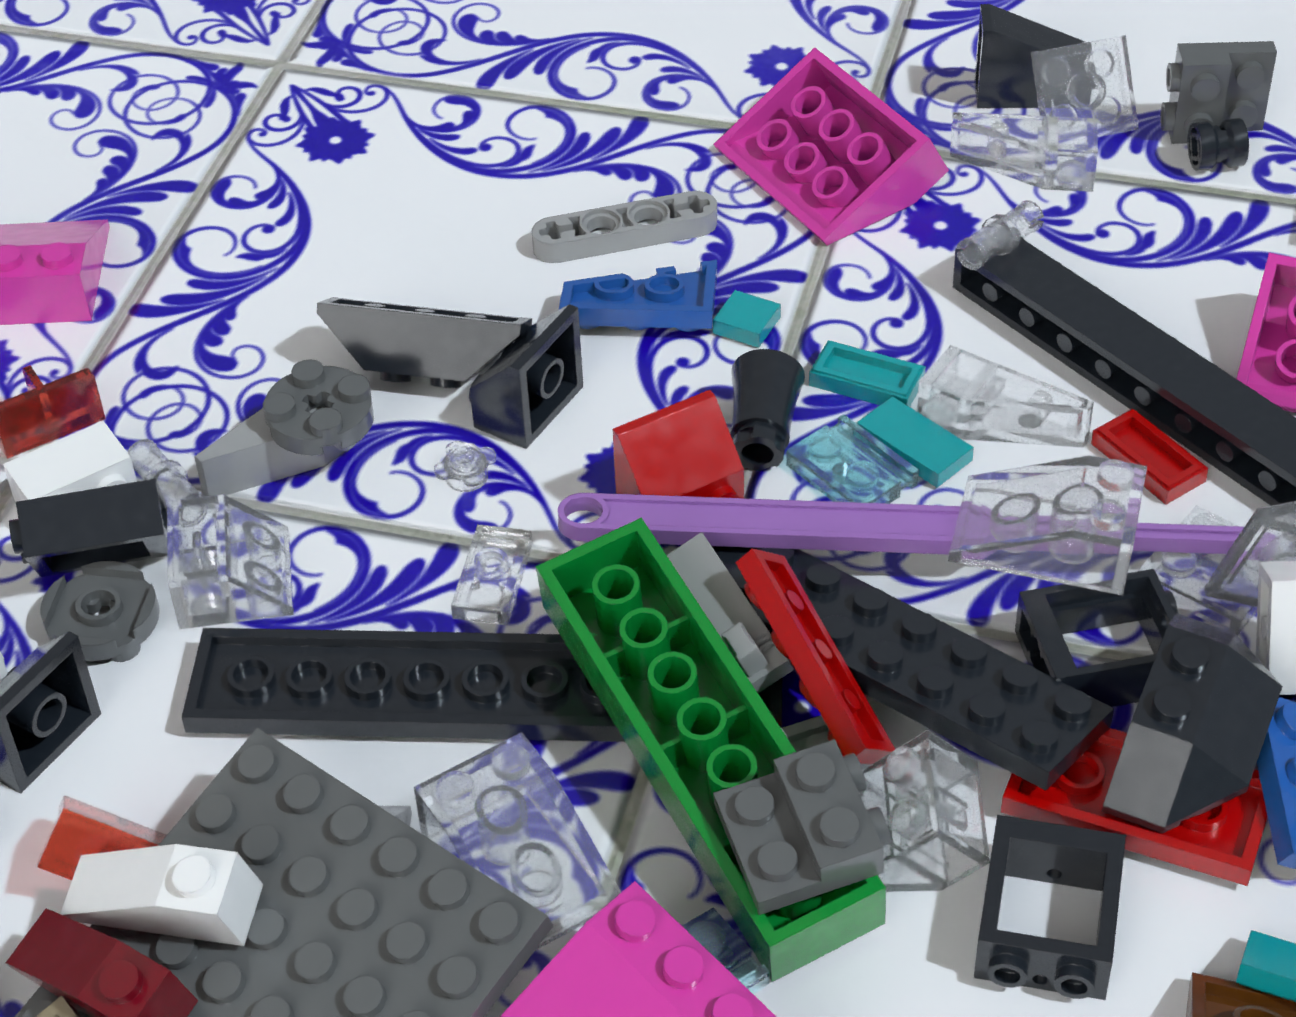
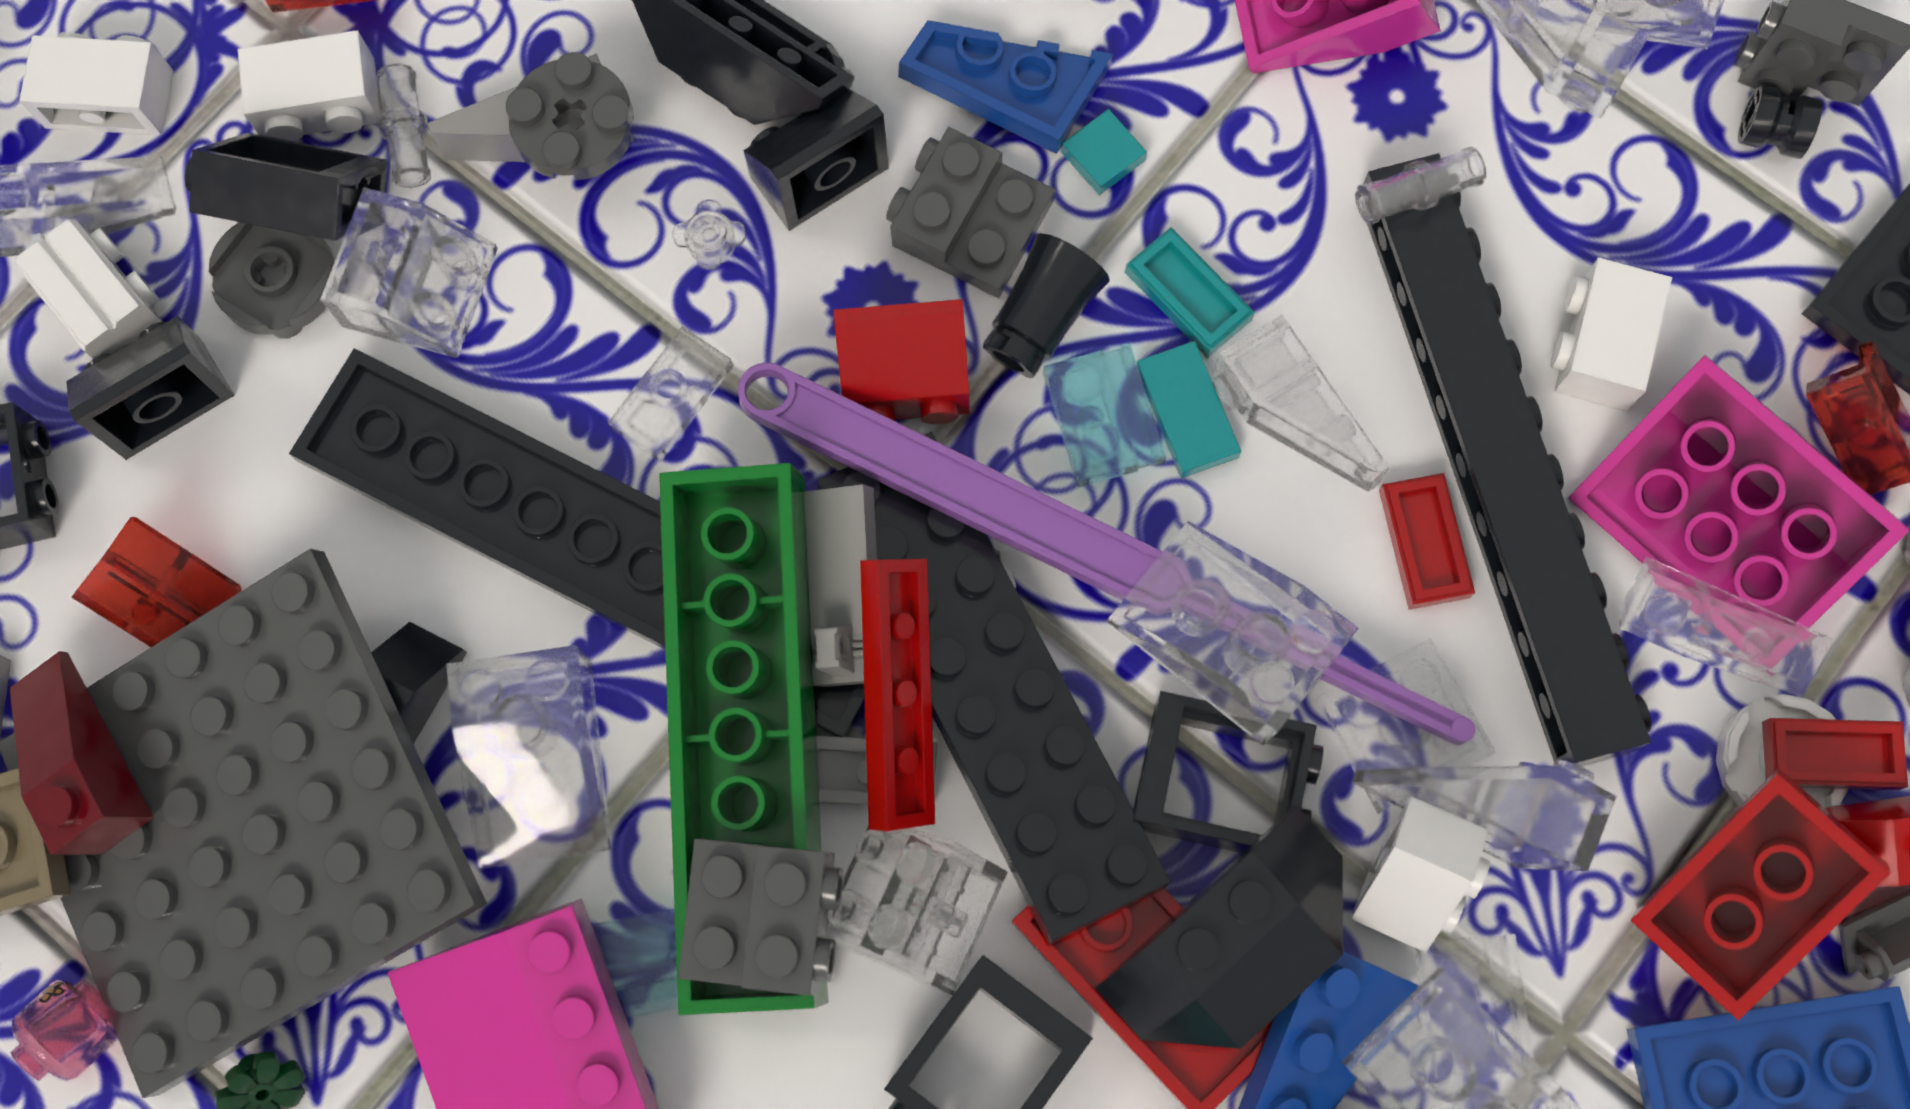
camera: 25 degrees right, 30 degrees up
(166, 892) = (153, 707): white slope -> none
(659, 374) = (968, 212): none -> dark grey plate
(1193, 289) = (1610, 334): none -> white brick

